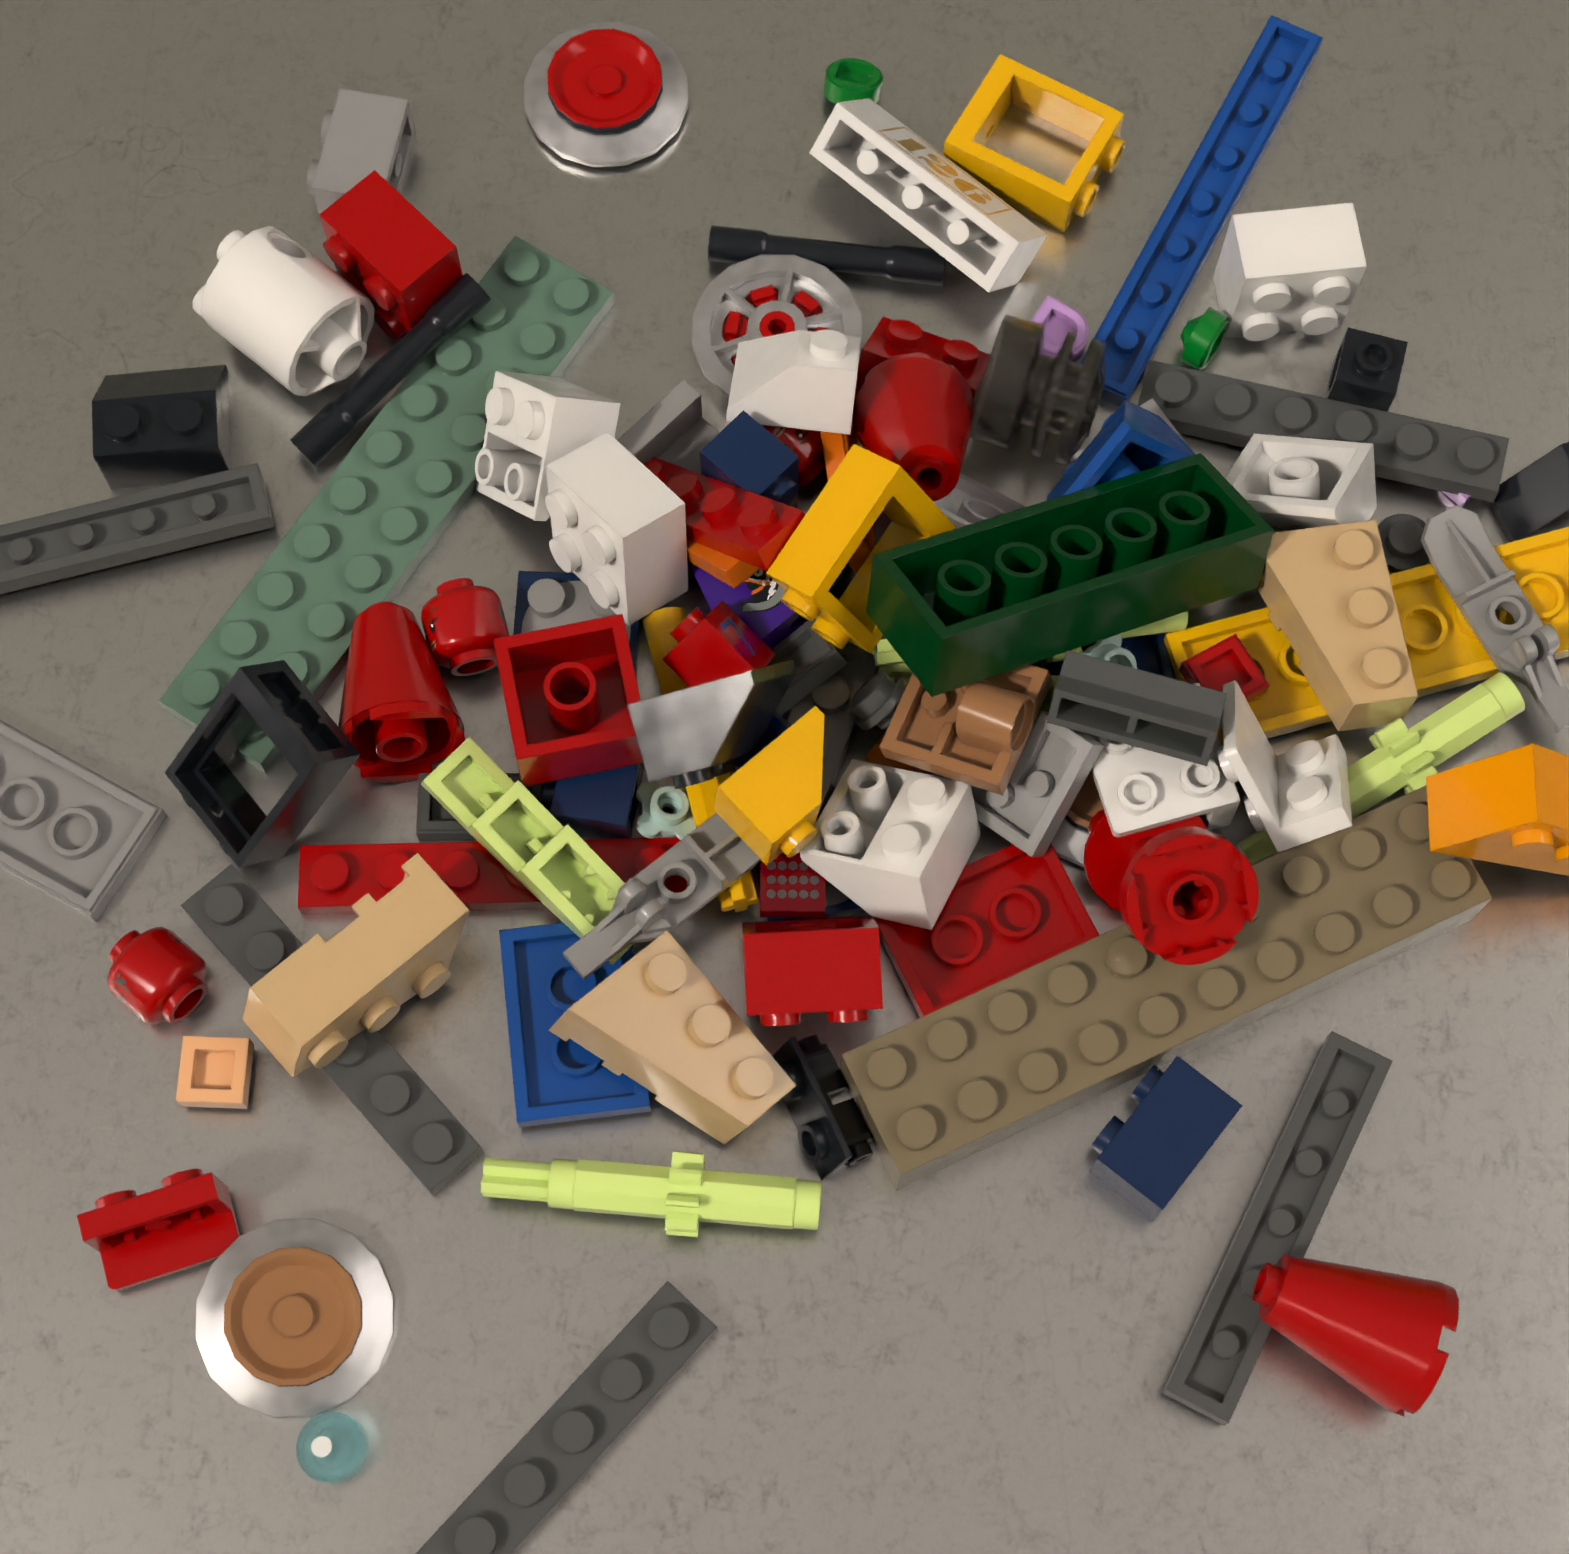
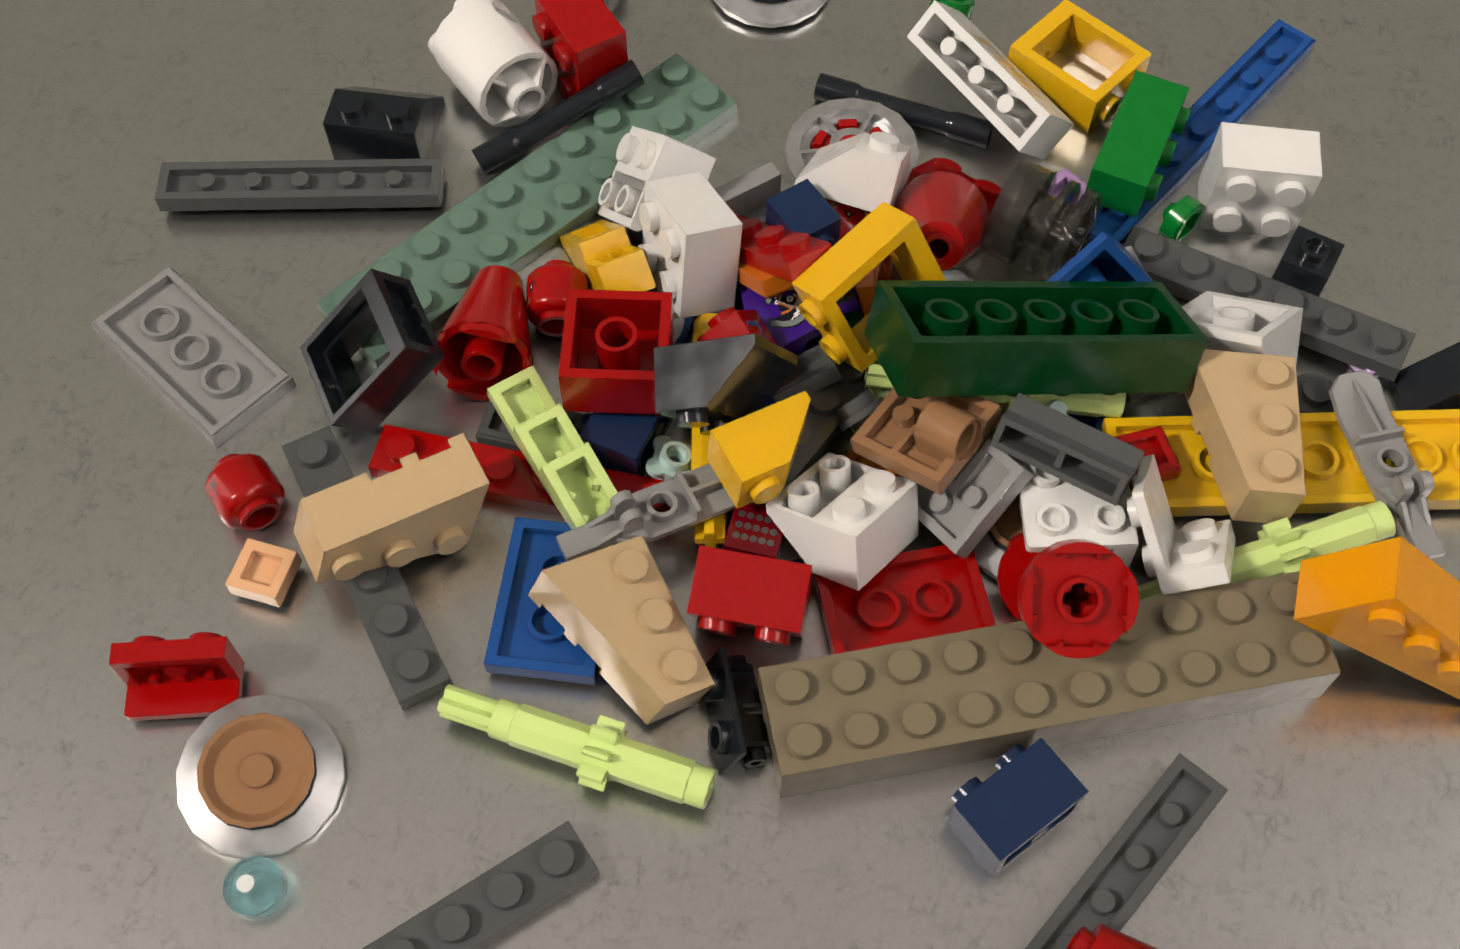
camera: 15 degrees right, 10 degrees down
(515, 563) = (608, 257): none -> yellow slope
(1134, 250) = (1139, 143): none -> green brick

